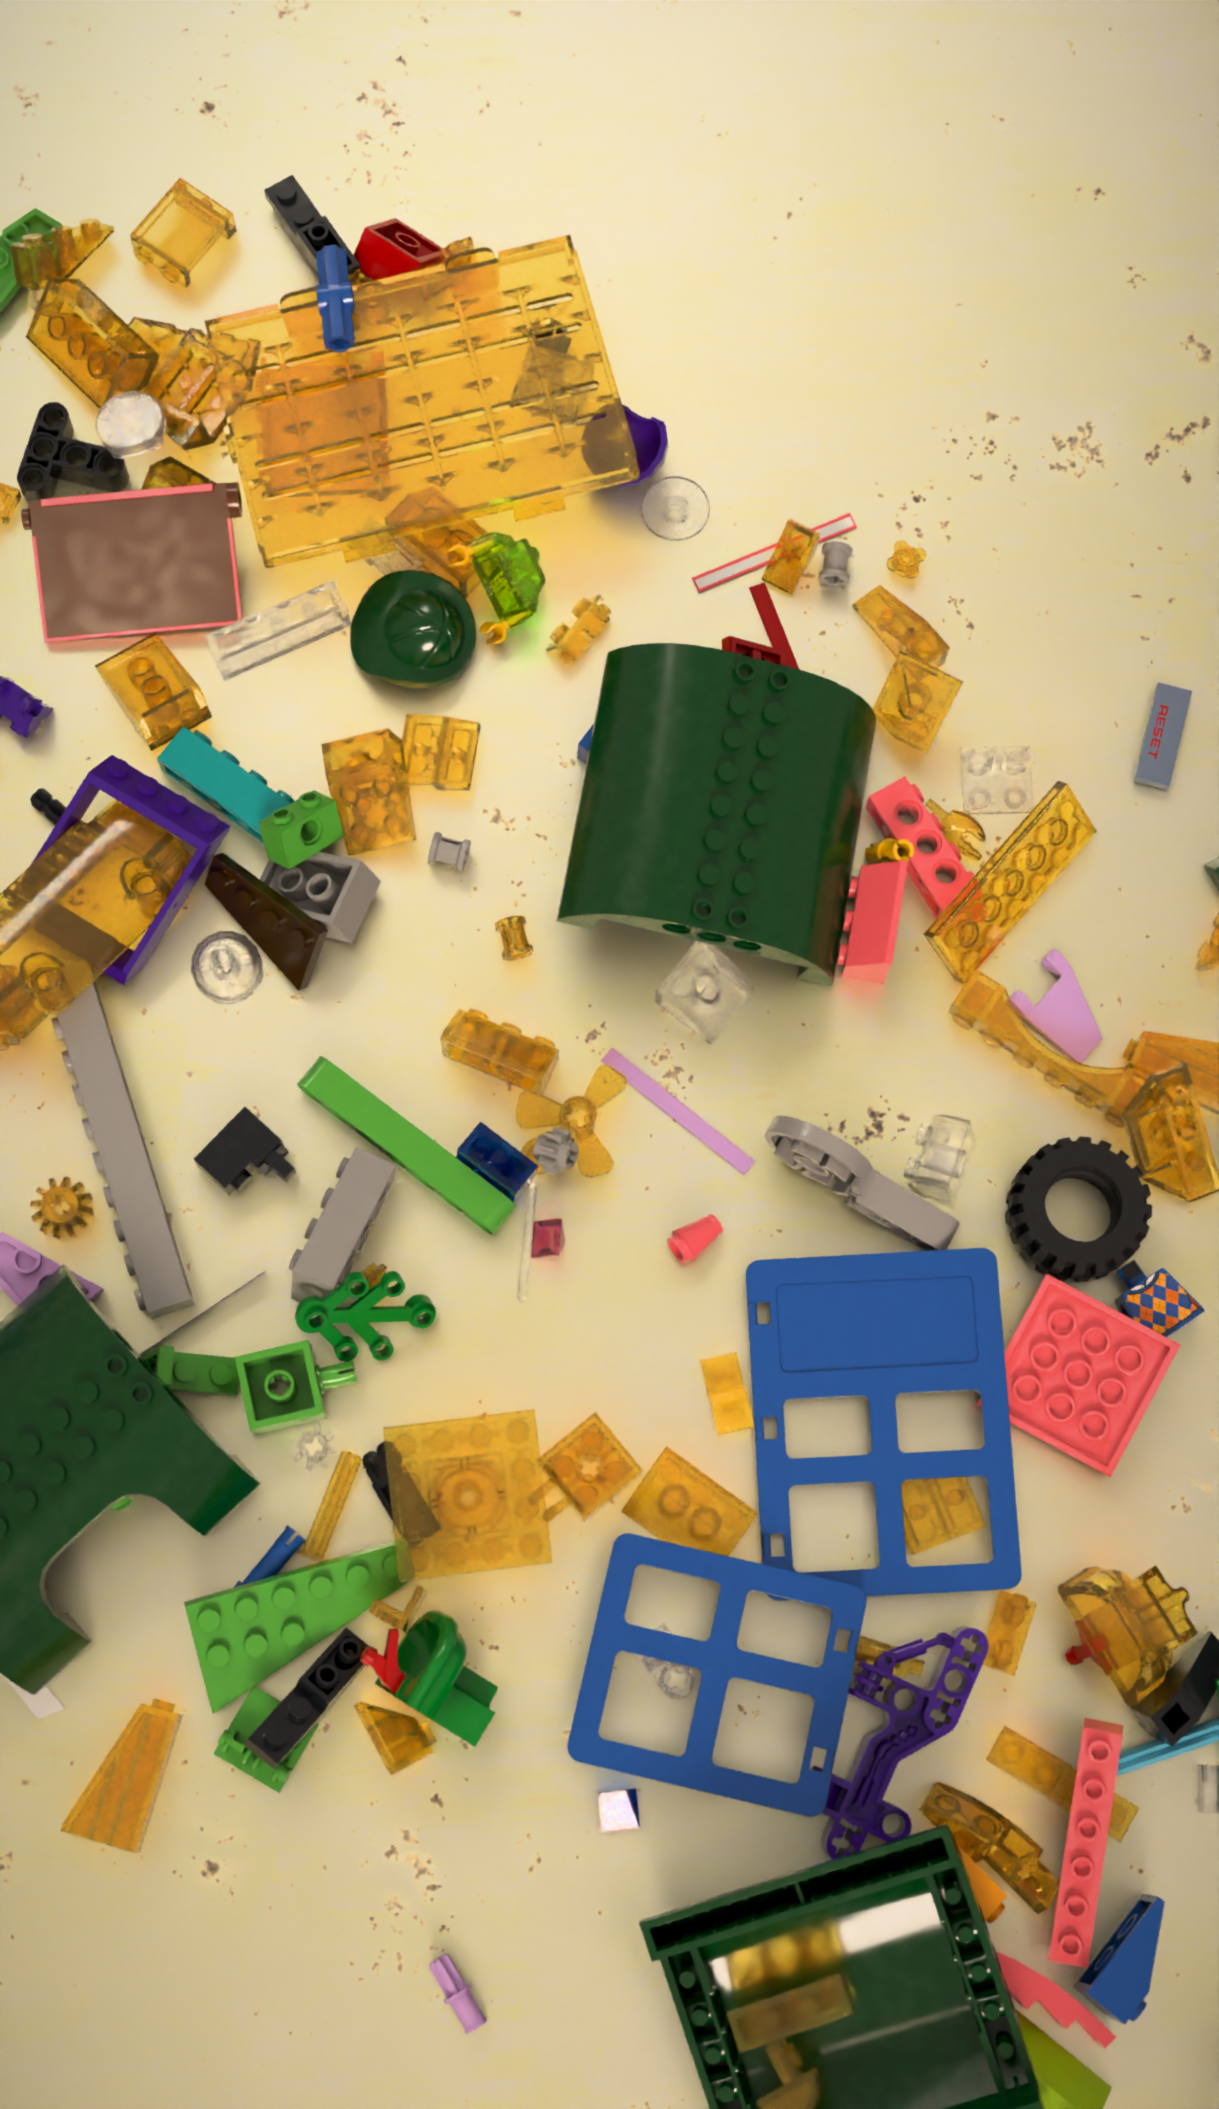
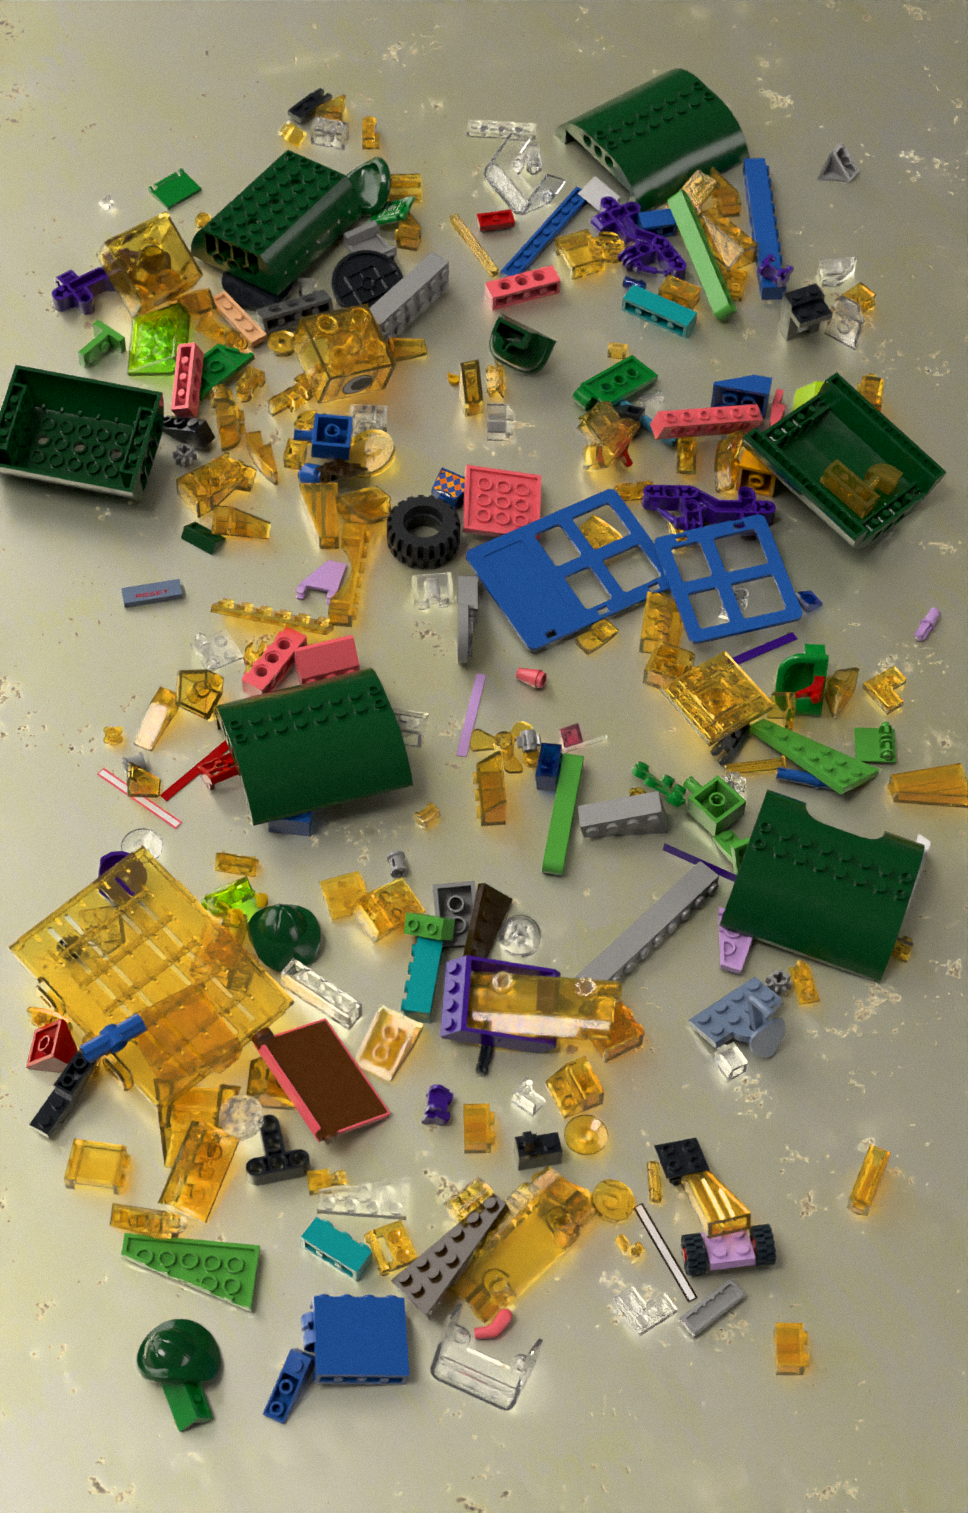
camera: 115 degrees left, 20 degrees down
(54, 1196) = (691, 945): clear yellow gear -> none
(240, 1149) = (612, 881): black hinge -> none
(309, 1700) = (847, 732): black slope -> none
(370, 1820) = (882, 689): none -> clear yellow plate
(563, 1643) = (764, 648): none -> dark purple sticker
(889, 851) = (287, 669): yellow pin -> none

